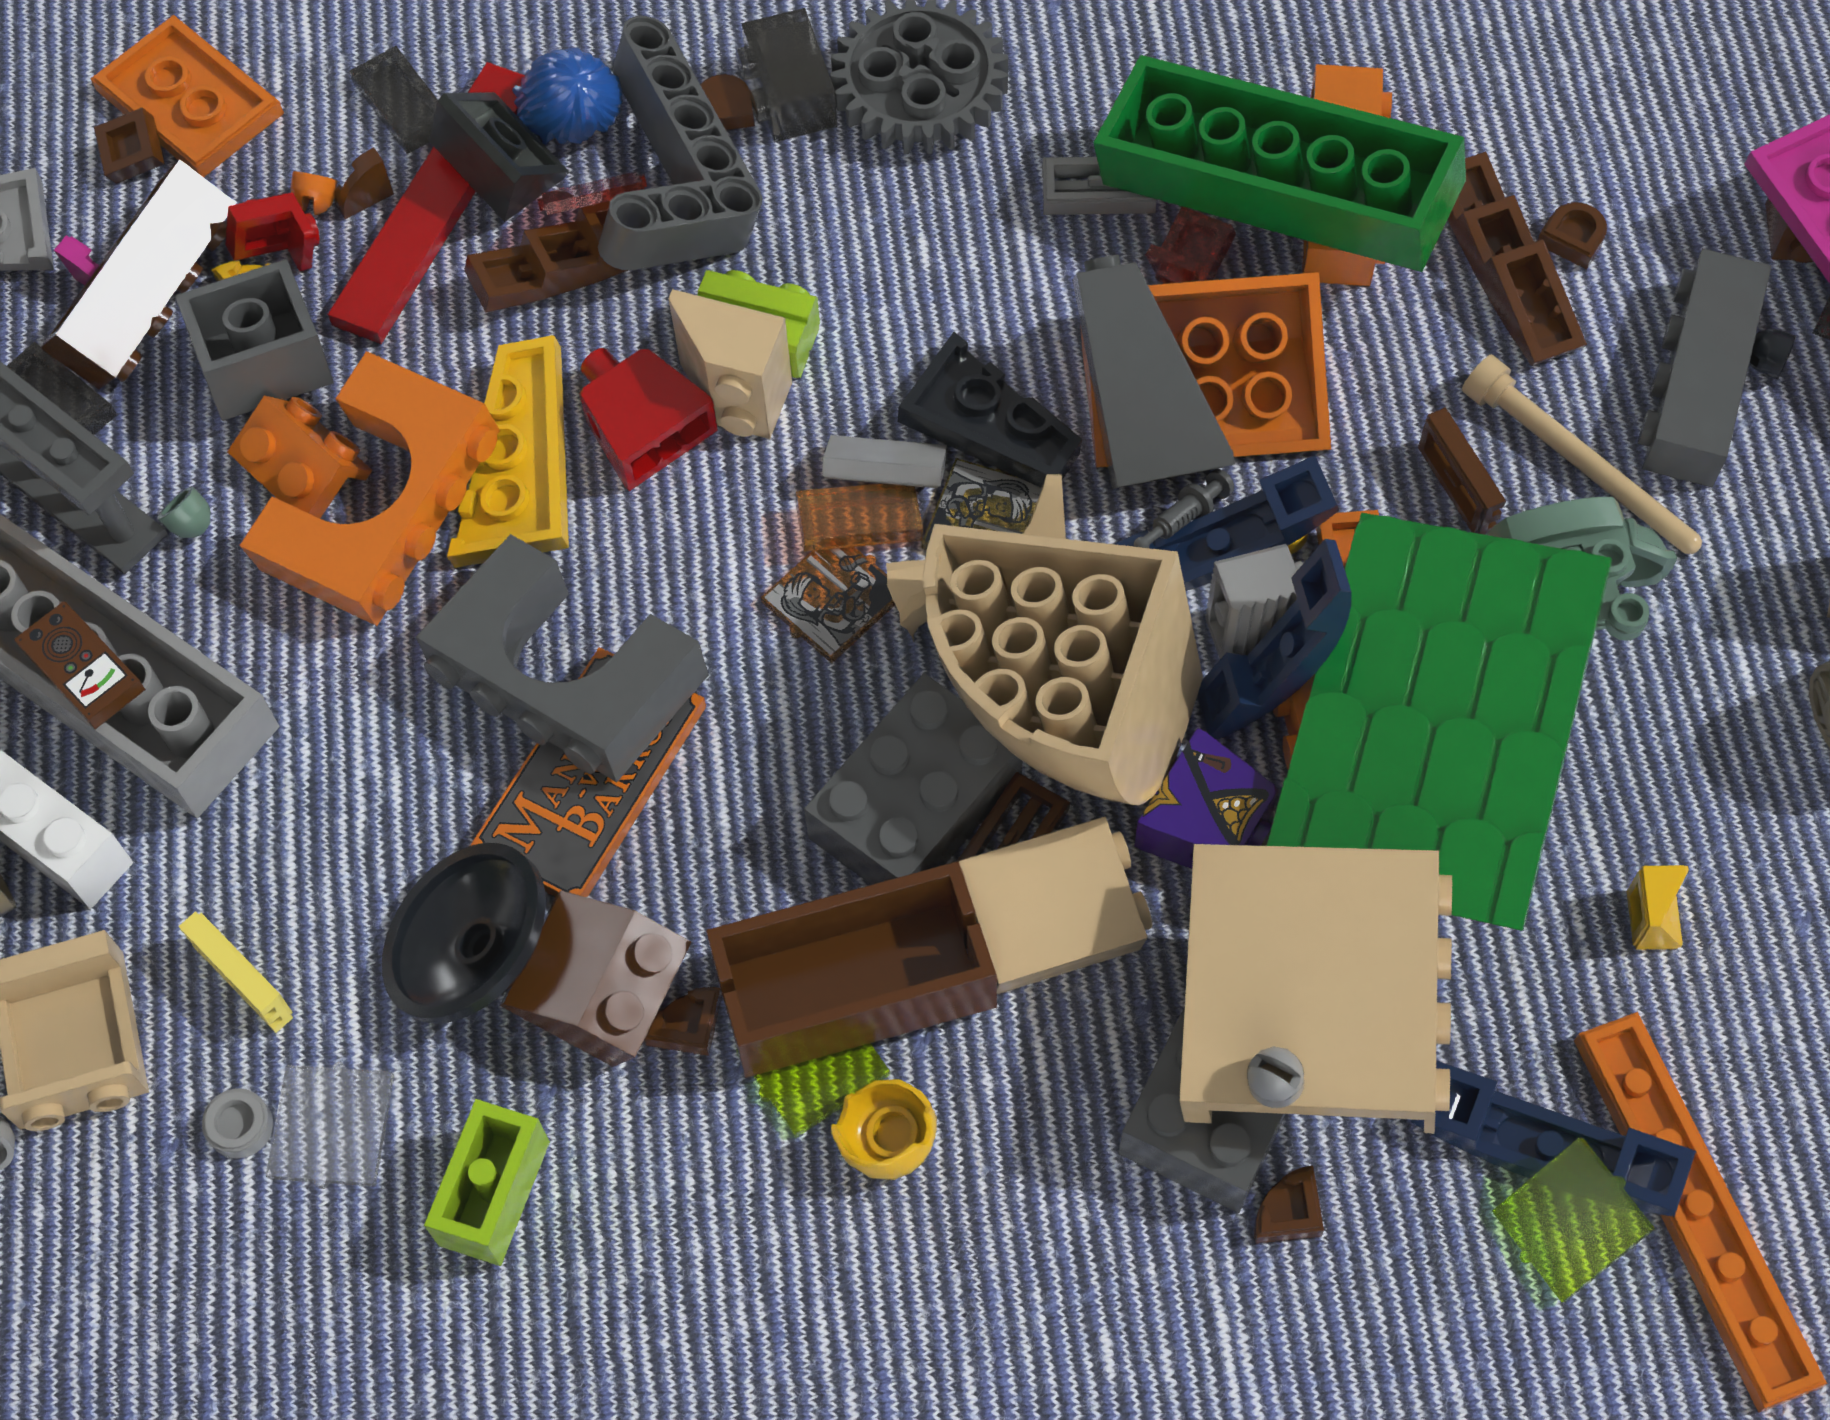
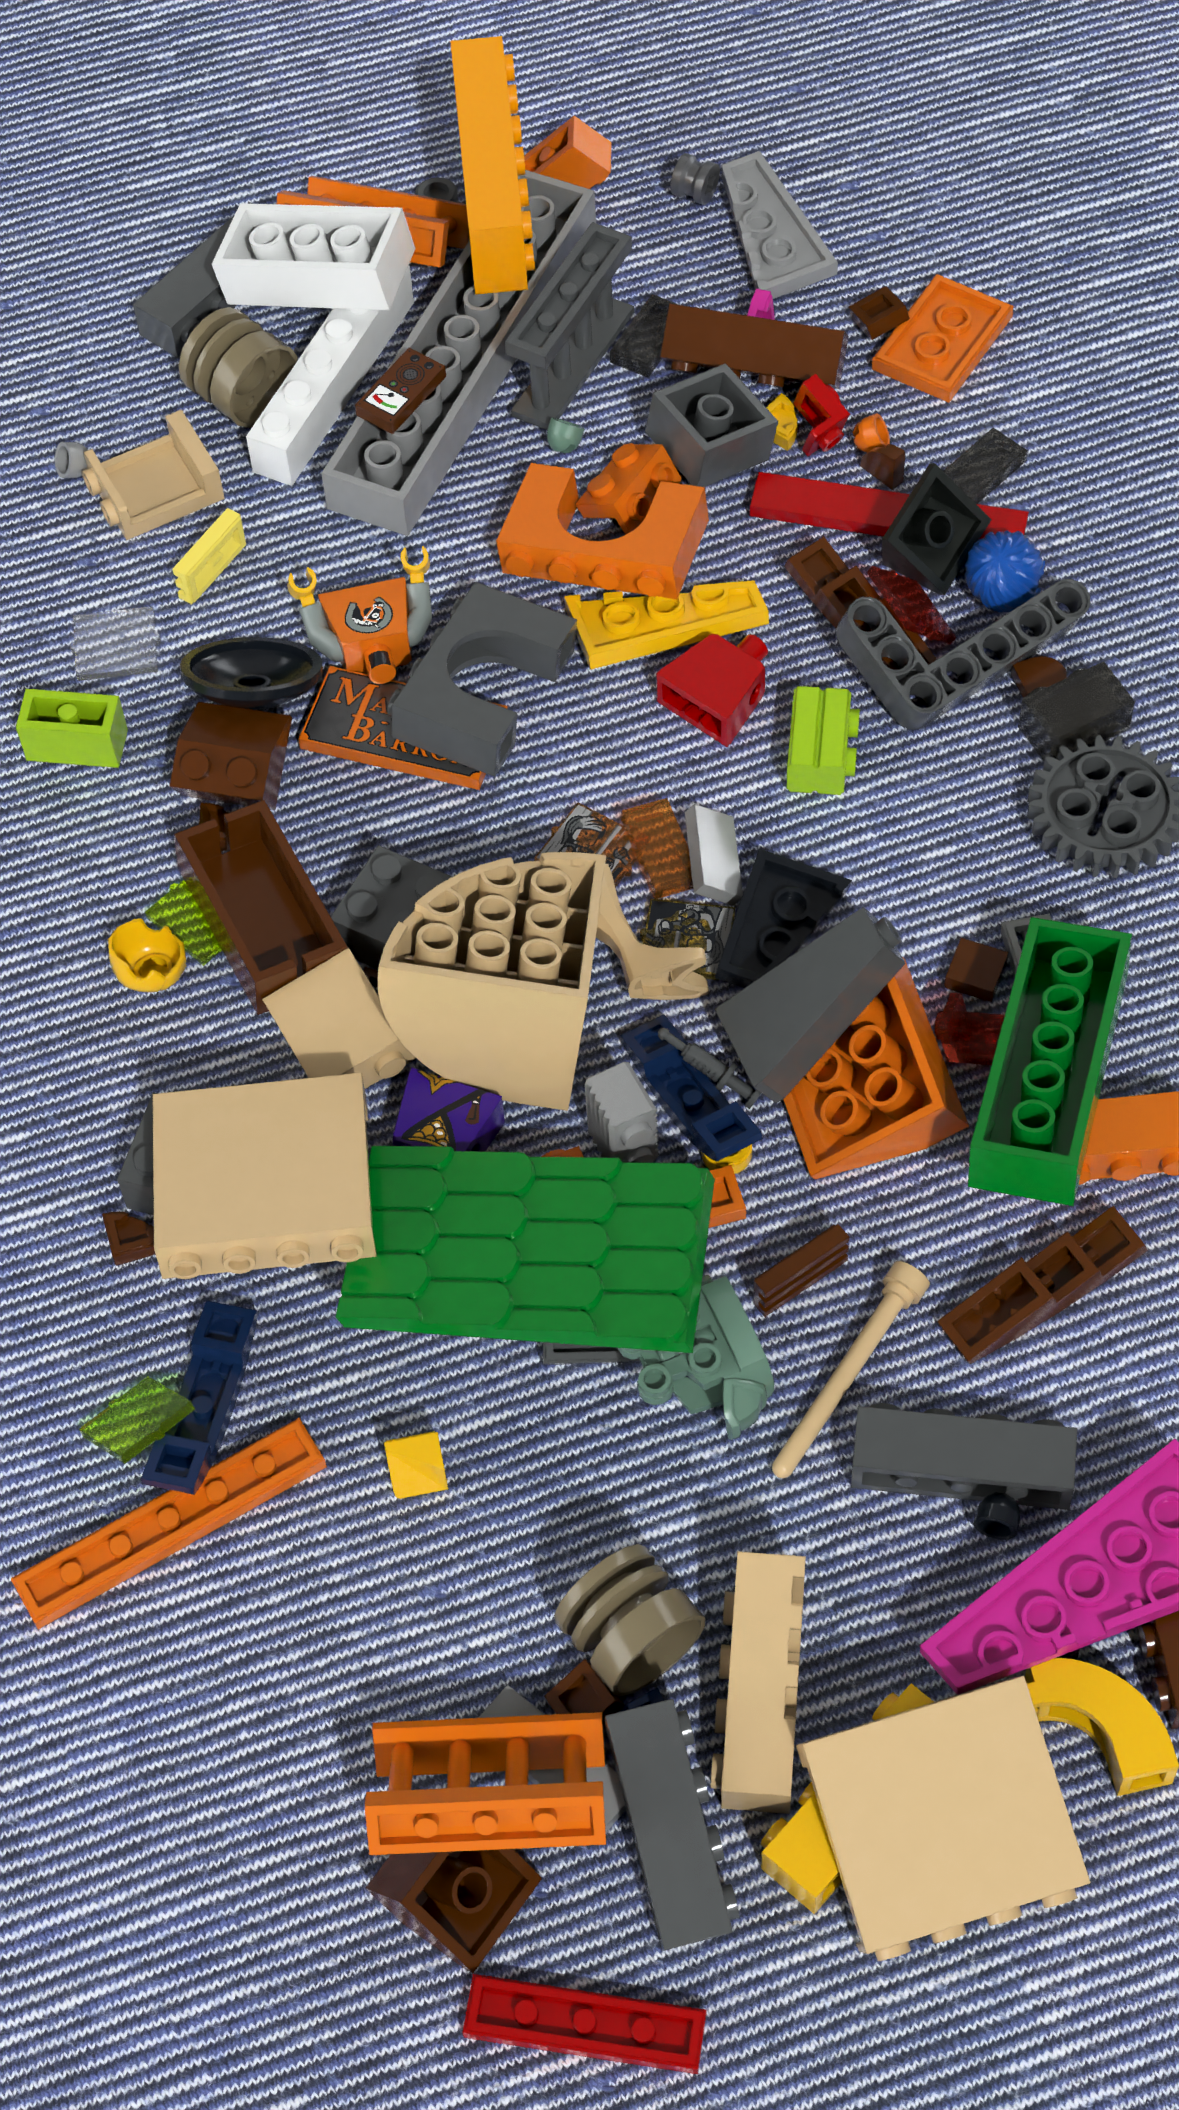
camera: 80 degrees right, 5 degrees down
(237, 1123) = (107, 590): light grey tile -> none
(425, 780) = (369, 624): none -> torso
(735, 359) = (759, 725): tan slope -> none
(1094, 236) = (976, 969): none -> reddish brown tile
(1268, 1087) = (178, 1146): light grey hinge -> none
(1290, 653) = (570, 1125): dark blue slope -> none
(1575, 233) = (1094, 1344): reddish brown tile -> none

